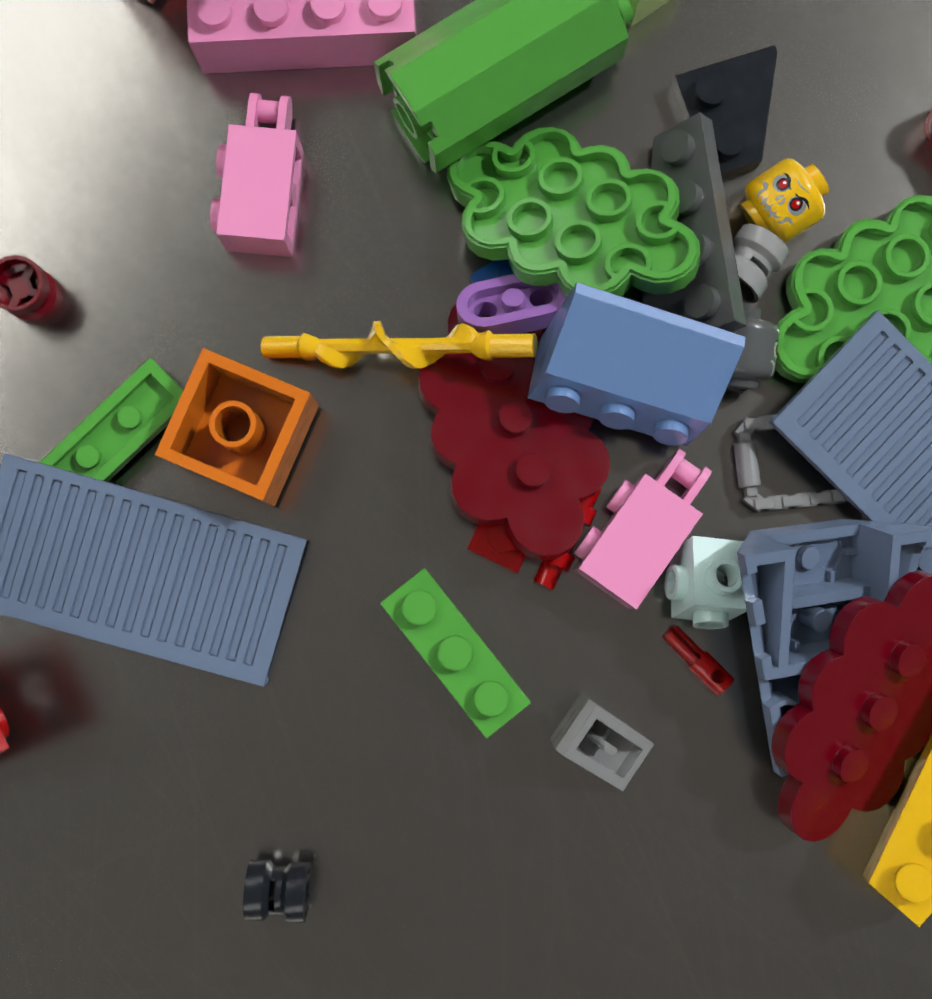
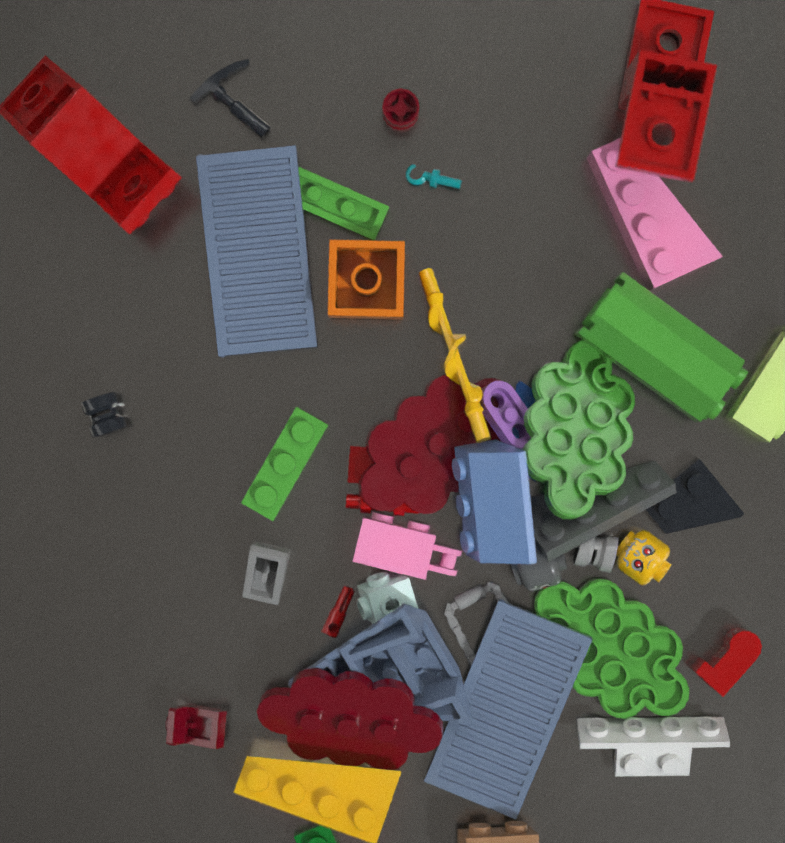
camera: 65 degrees right, 5 degrees up
(141, 284) = (434, 178): none -> teal hand
(259, 181) = (527, 226): bright pink brick -> none
(789, 938) = (196, 726): none -> dark red bracket

